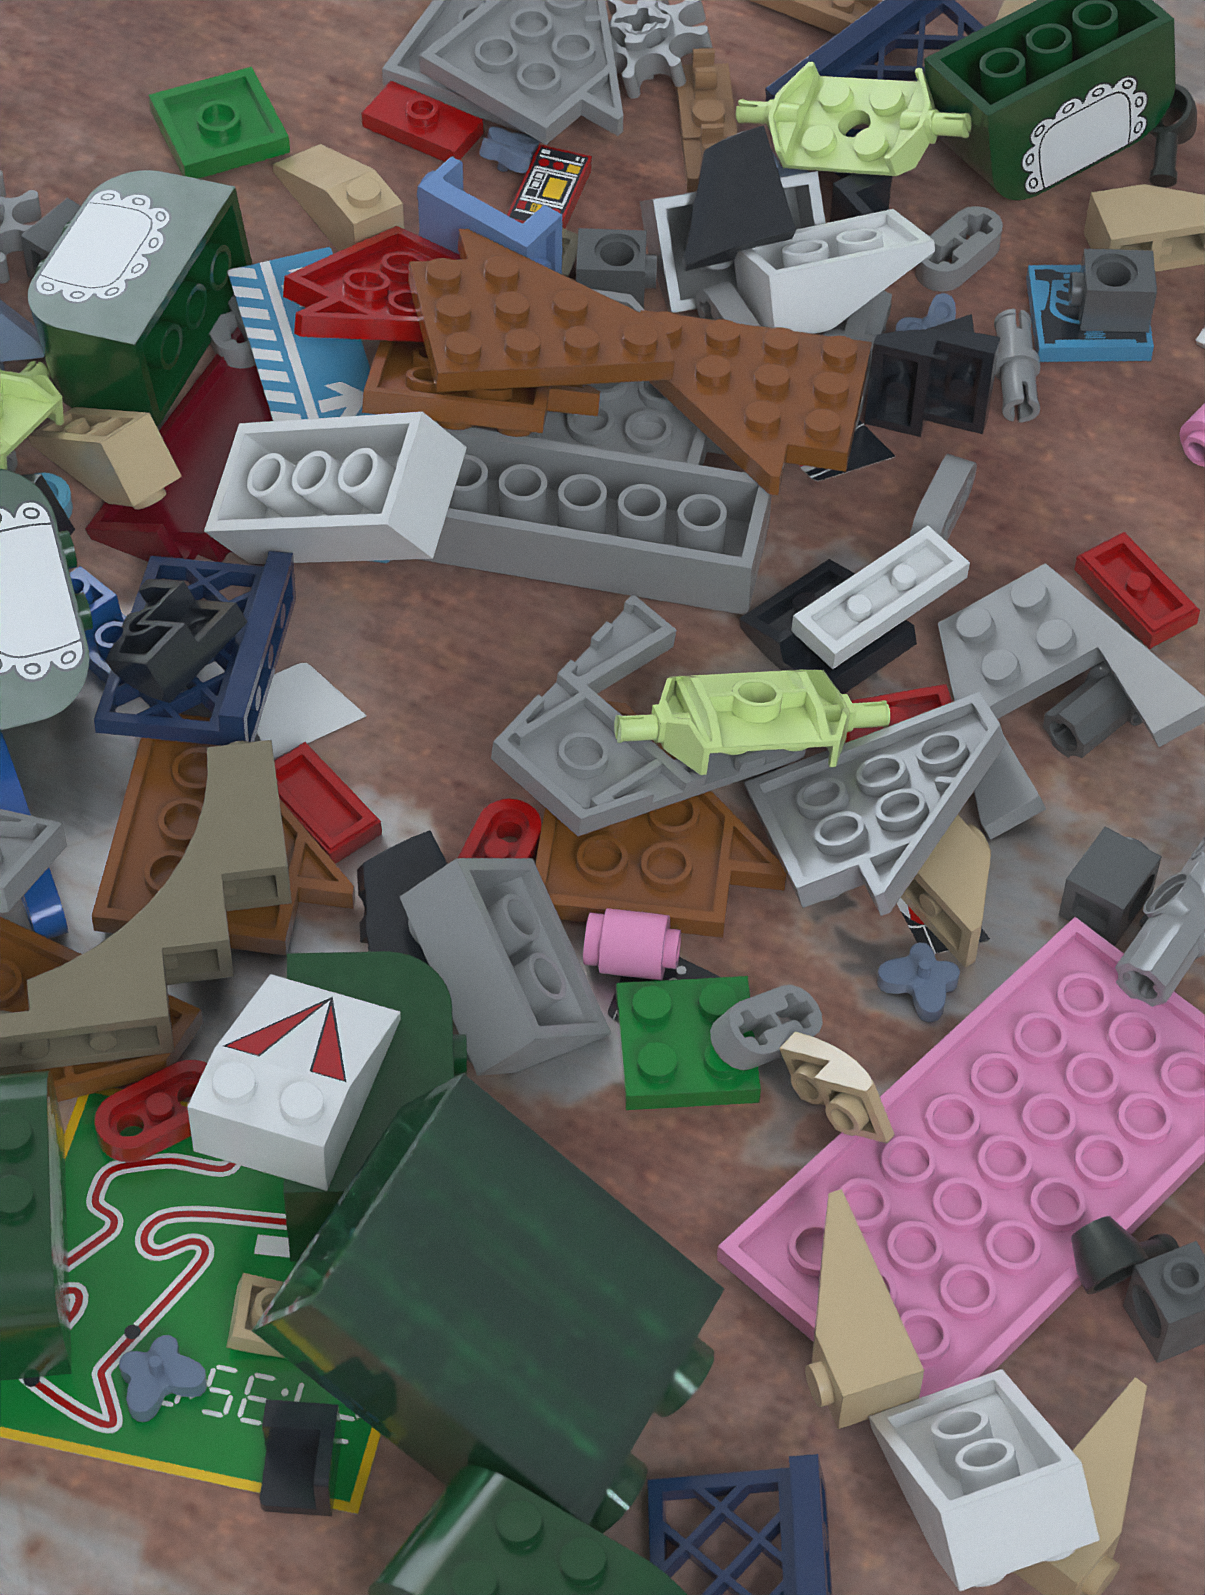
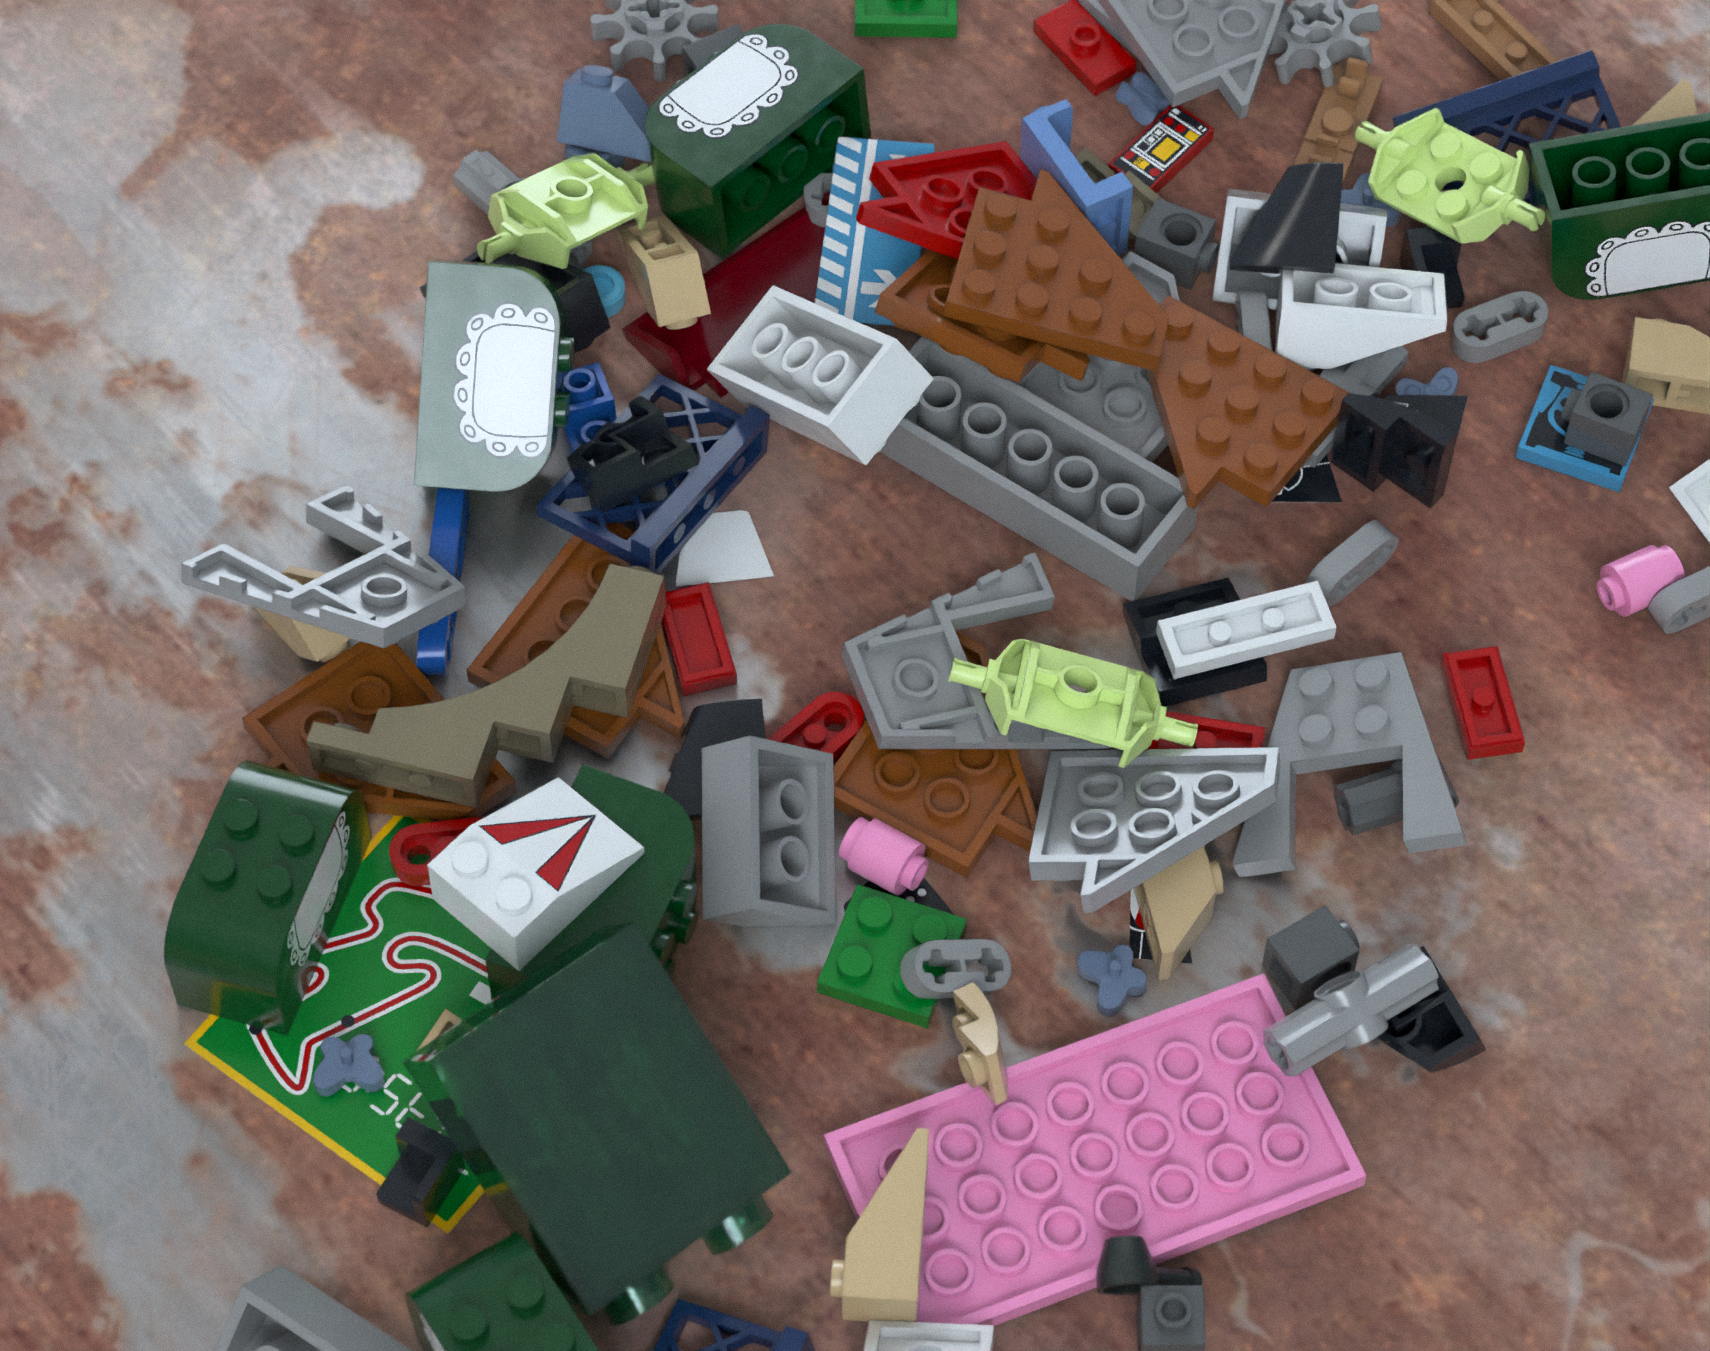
camera: 25 degrees right, 5 degrees up
(340, 195) = (975, 93): tan slope -> none
(1017, 365) = (1489, 456): light grey pin -> none

